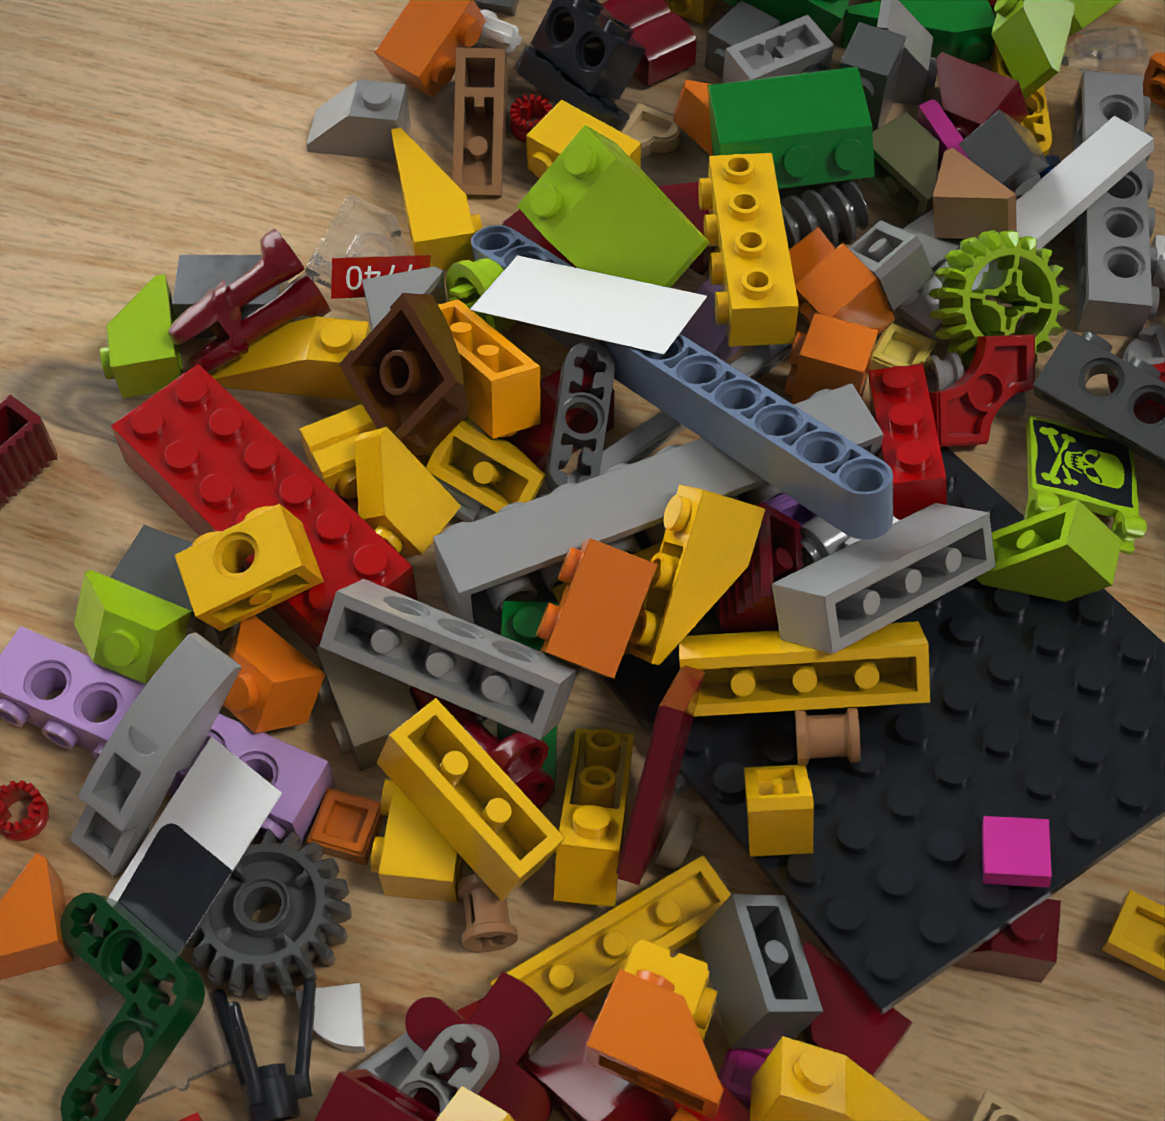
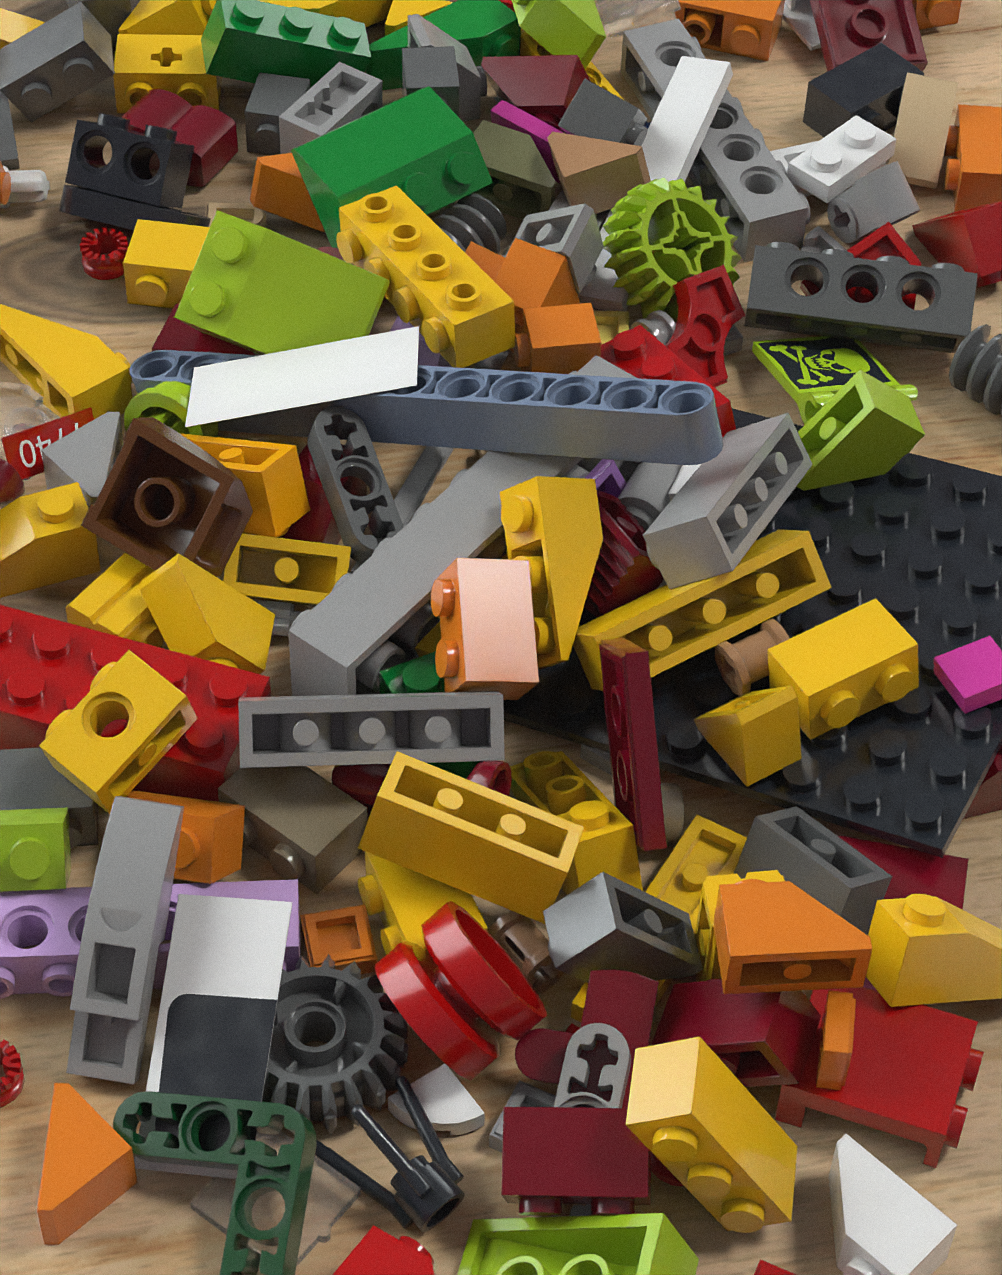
camera: 30 degrees left, 10 degrees down
(387, 934) = (460, 991): none -> red wheel
(480, 120) = (57, 263): medium nougat slope -> none
(553, 946) = (620, 929): none -> dark grey slope
(895, 788) = (846, 667): none -> yellow brick

